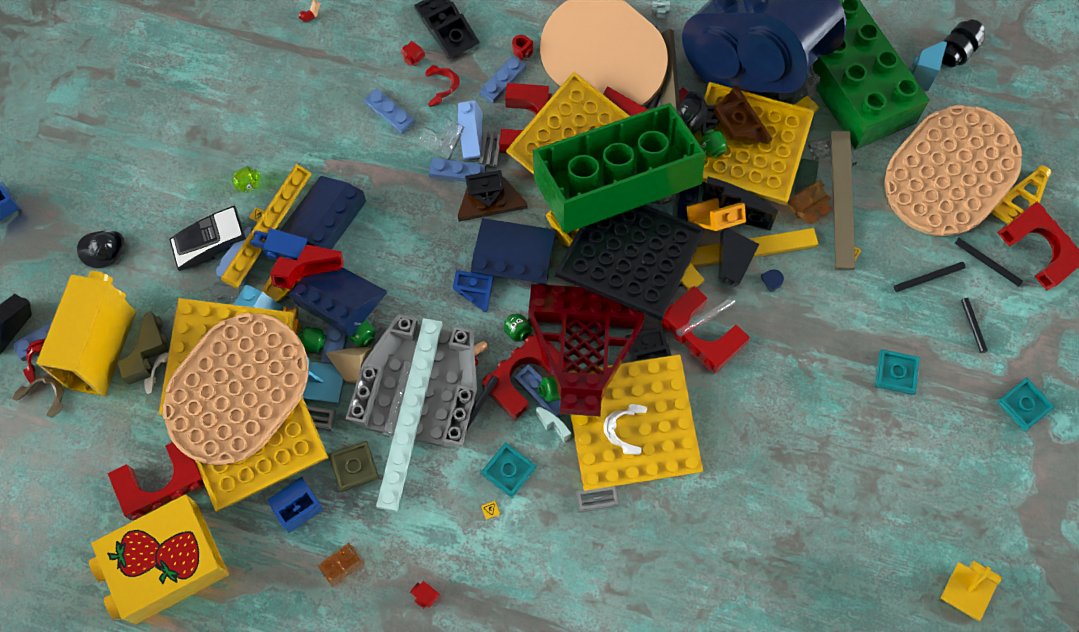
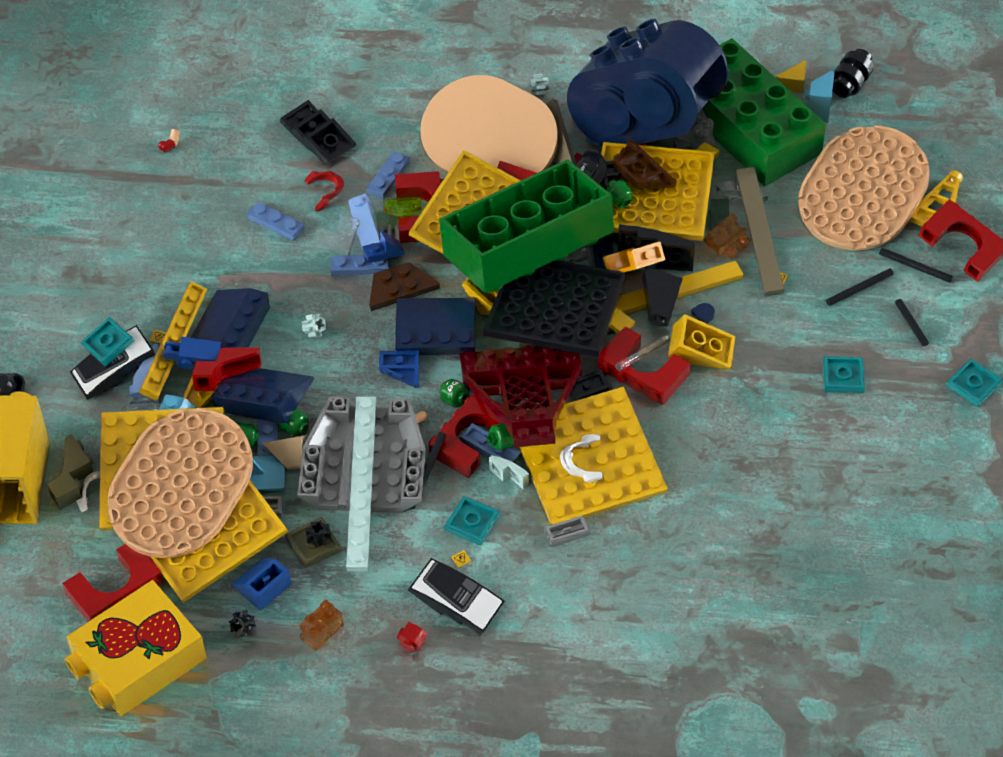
camera: 10 degrees left, 15 degrees down
(204, 218) = (107, 341): none -> teal tile
(246, 179) = (140, 303): clear neon green head -> none
(267, 548) = (242, 623): none -> black gear
(359, 468) = (318, 533): none -> black gear
(400, 231) = (313, 325): none -> light aqua gear
(412, 53) = (288, 163): red plate -> none
(476, 555) = (456, 595): none -> slope
(484, 160) = (386, 248): none -> blue slope
(485, 186) = (392, 271): black slope -> none
(507, 118) = (402, 206): none -> clear neon green plate
(522, 46) = (403, 140): red plate -> none
(764, 315) = (701, 343): none -> yellow slope
(904, 39) = (794, 77): none -> yellow slope
(970, 589) = (946, 546): yellow plate -> none

